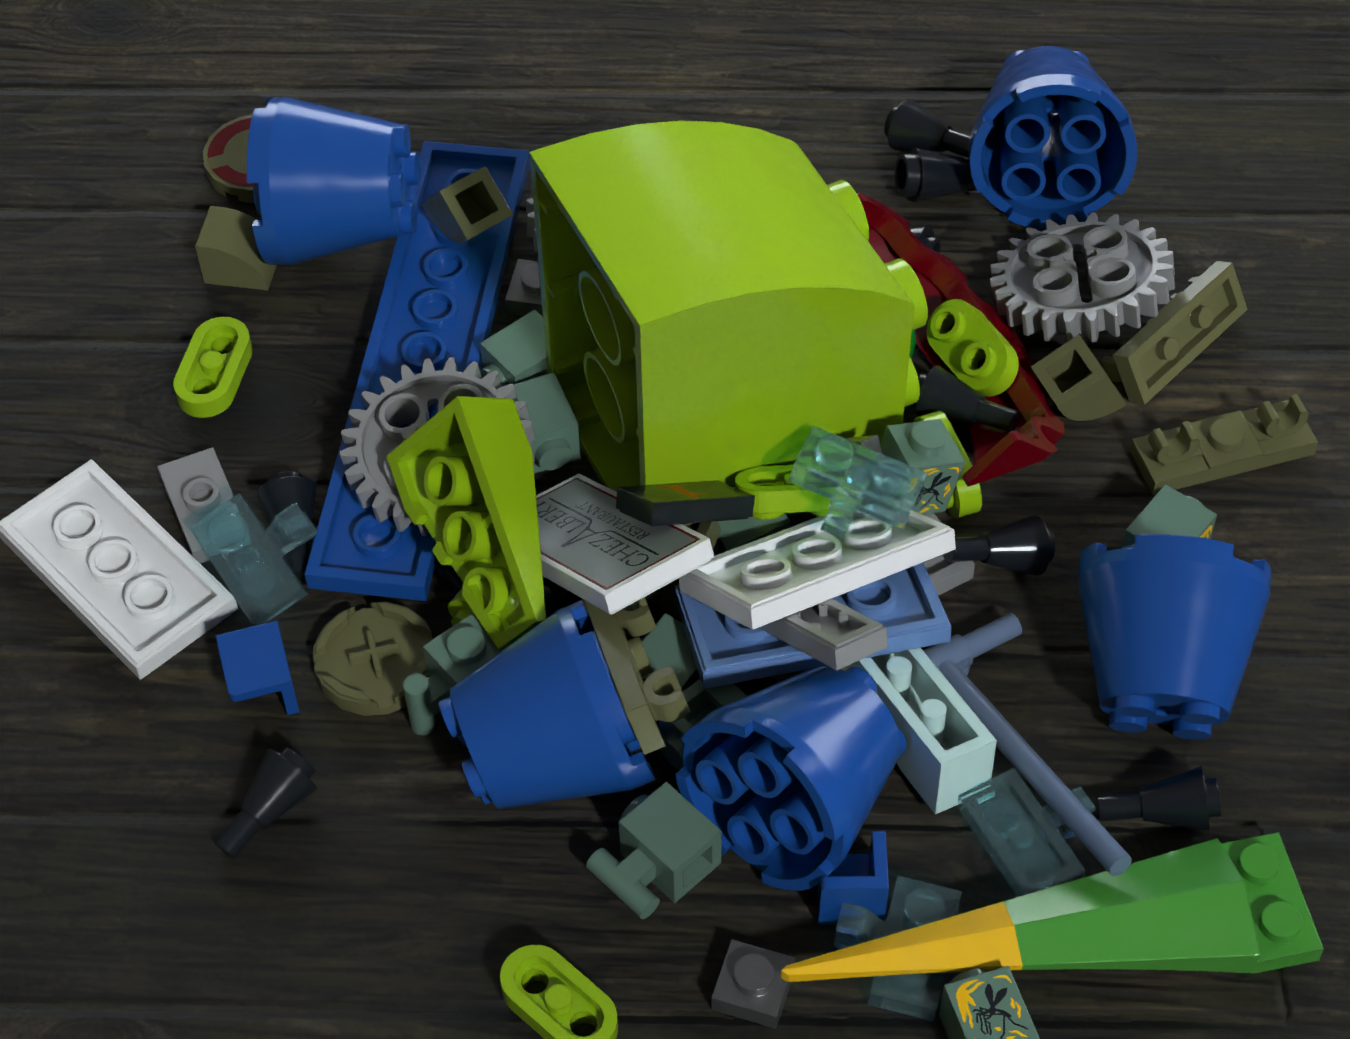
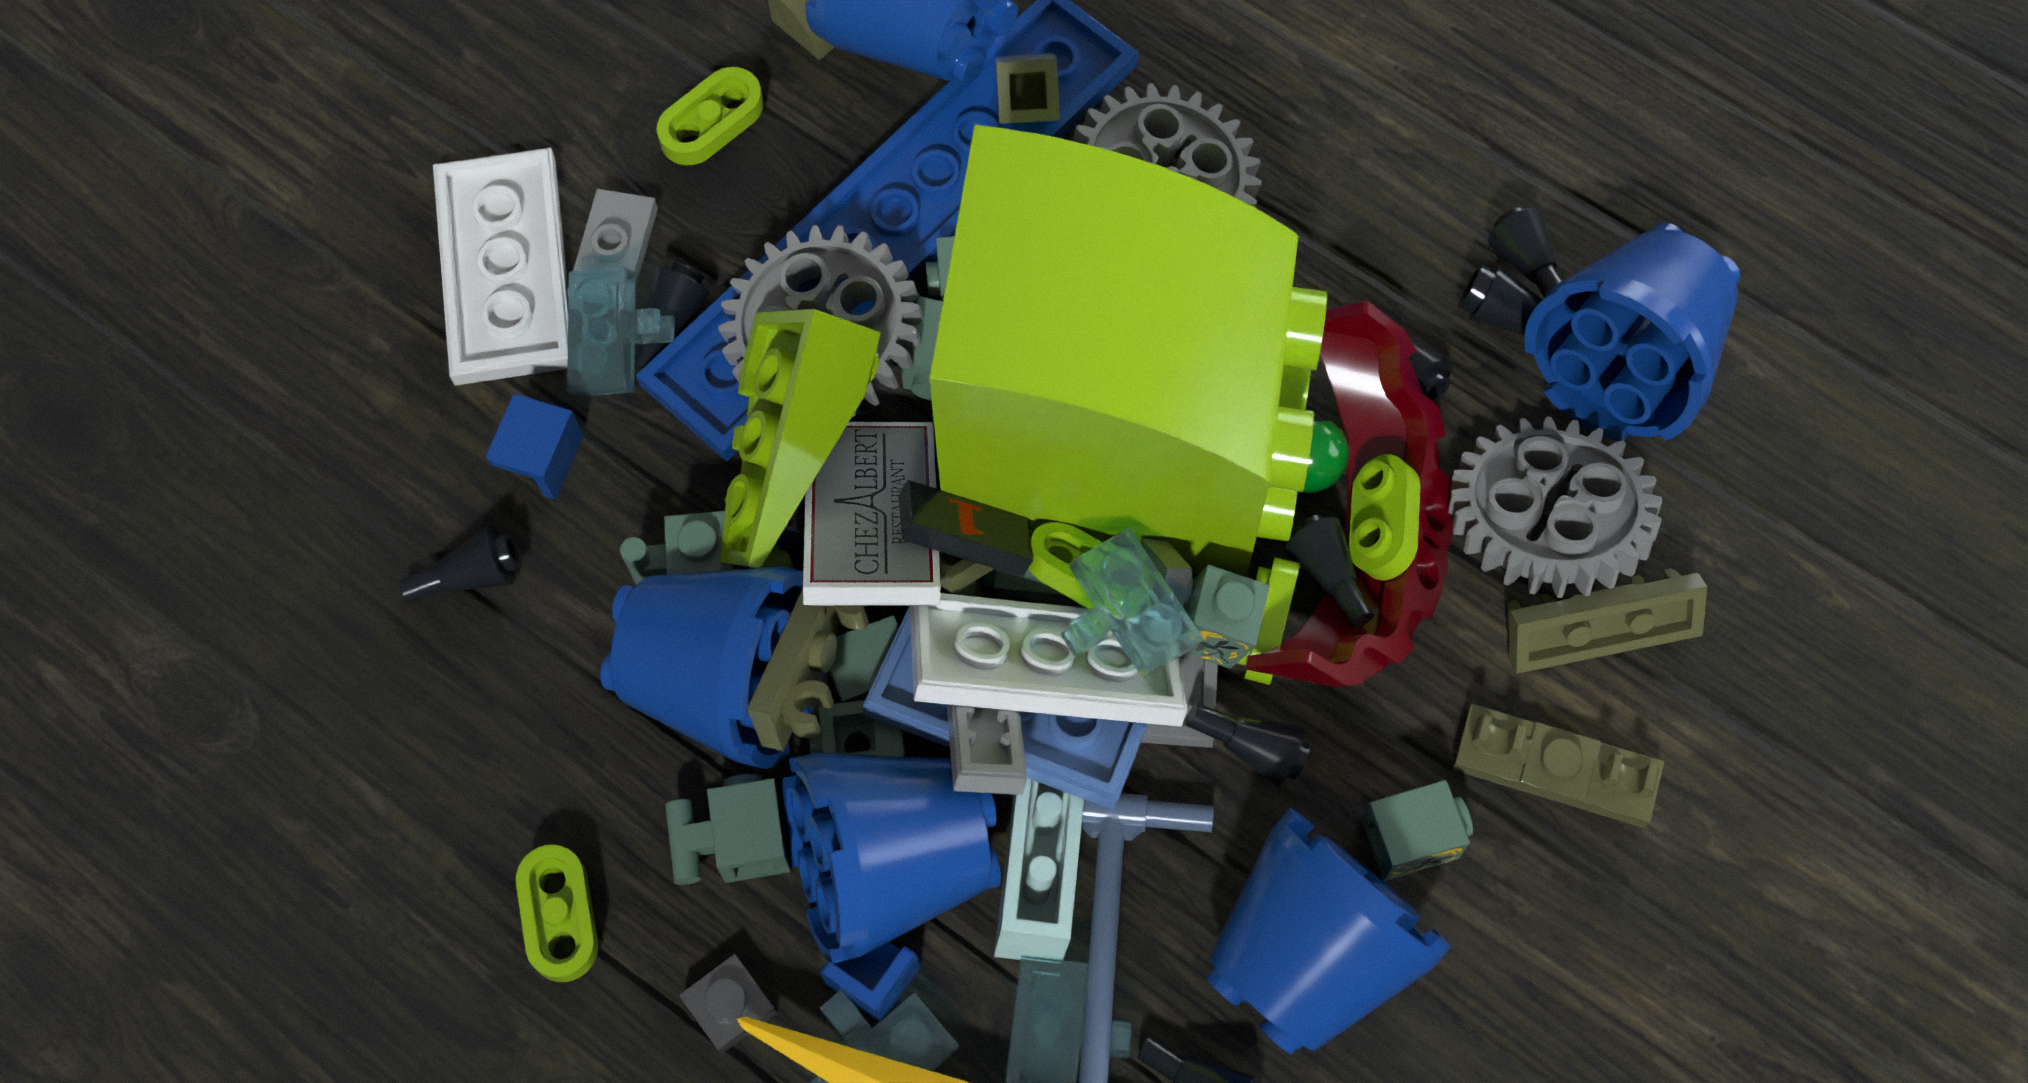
camera: 35 degrees right, 15 degrees up
(368, 656) = (641, 481): olive tile -> none
(1078, 382) = (1463, 614): olive brick -> none

